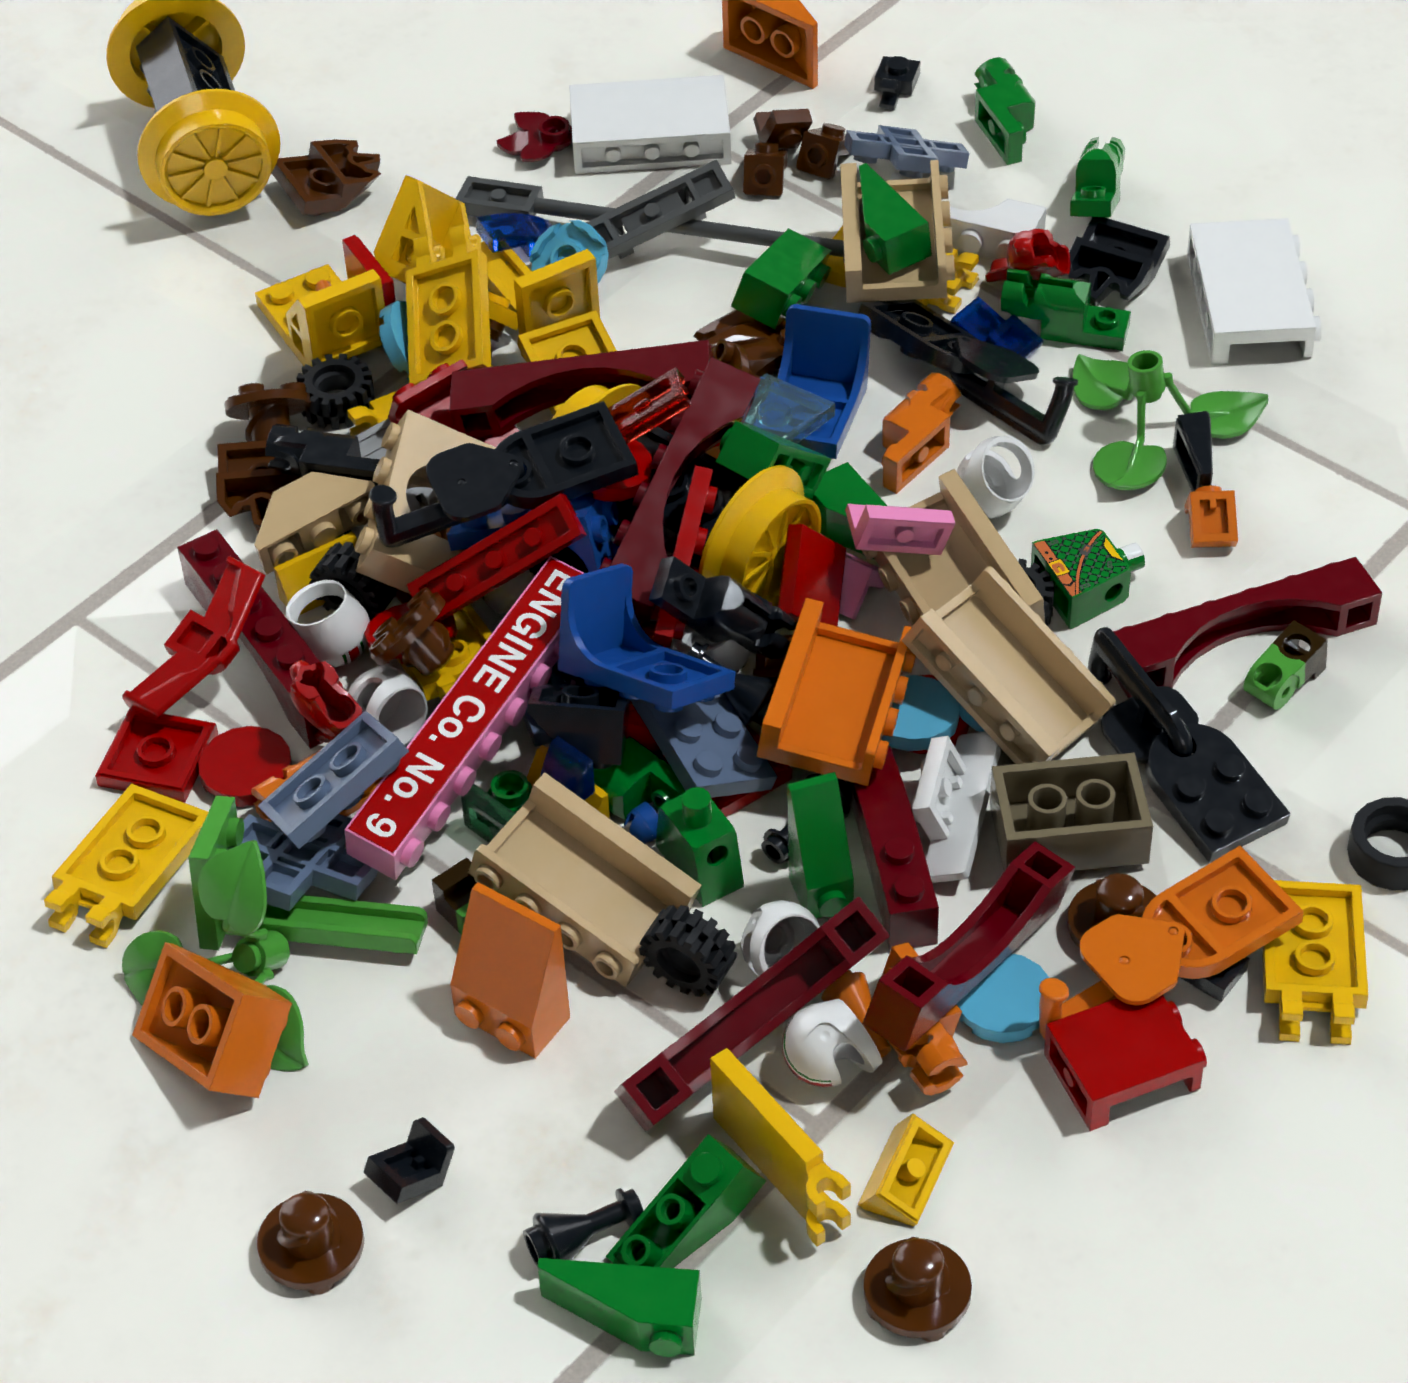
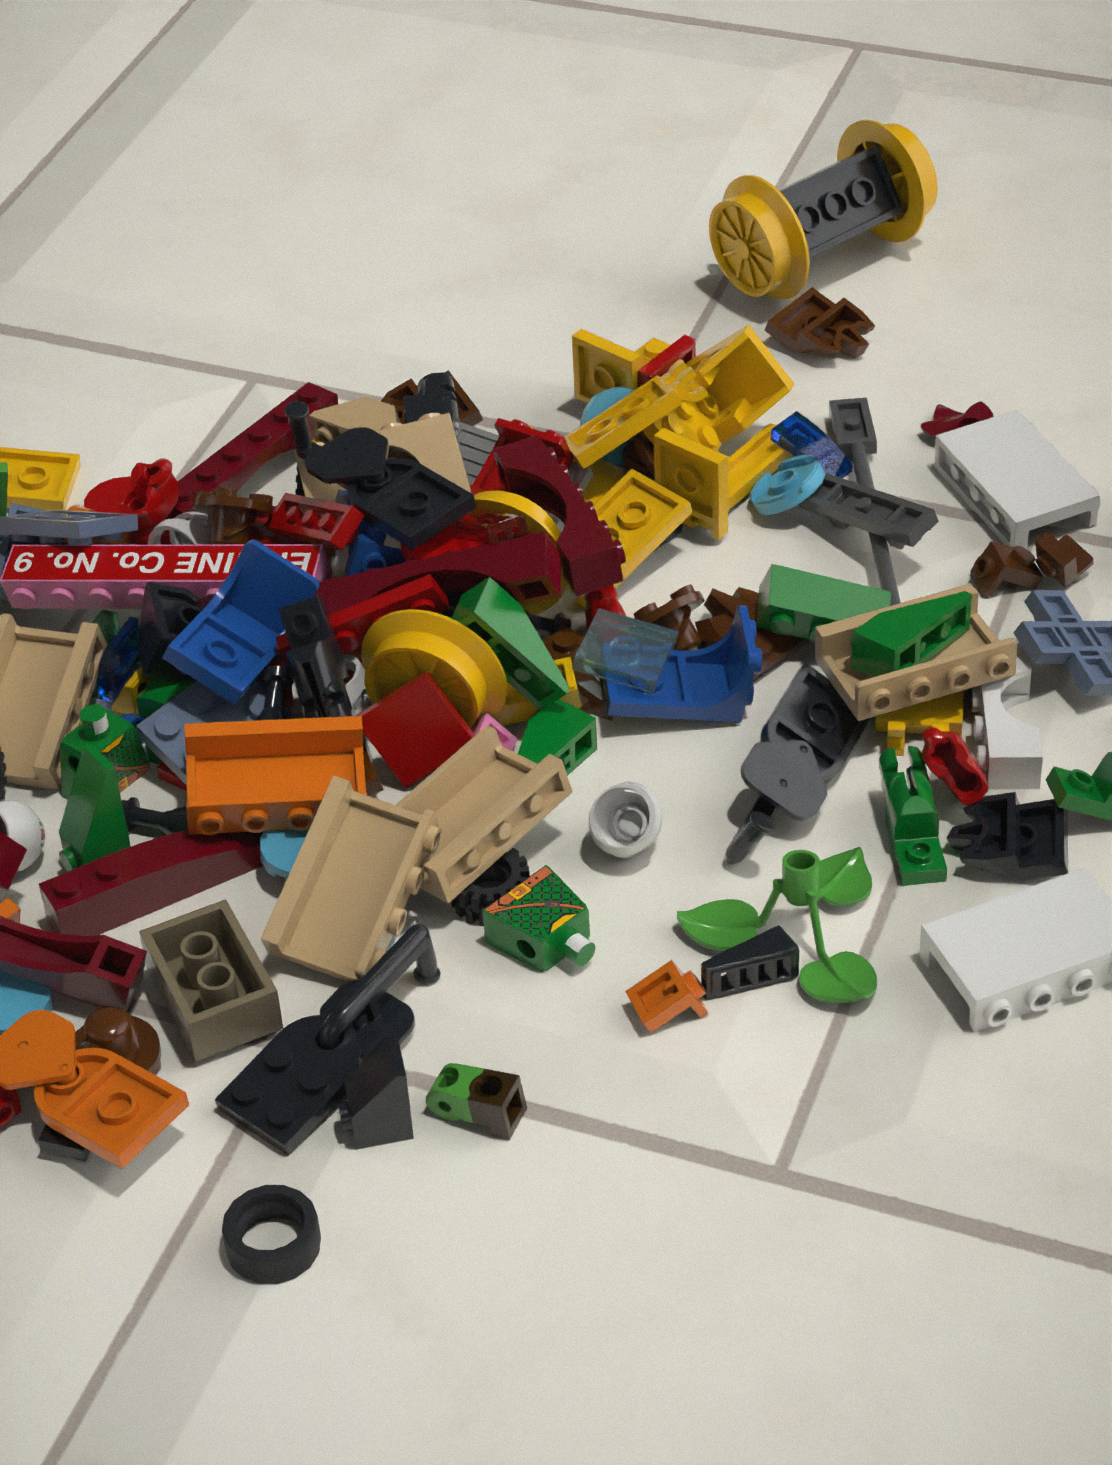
camera: 70 degrees right, 5 degrees down
(156, 754) = (116, 454): red tile -> none
(200, 643) = (212, 425): red plate -> none
(266, 407) = (497, 385): reddish brown plate -> none
(336, 375) = (555, 408): black tyre -> none
(338, 636) = (272, 484): white helmet -> none
(821, 150) = (1077, 591): reddish brown bracket -> none
(899, 528) = (479, 748): bright pink panel -> none
(917, 430) = (680, 762): orange plate -> none
(954, 801) = (204, 884): white bracket -> none
(990, 327) = (859, 787): clear blue slope -> none
(1263, 716) = (378, 1098): none -> black slope
(1320, 960) = (107, 1207): yellow tile -> none
(1325, 600) = (459, 1001): dark red arch -> none

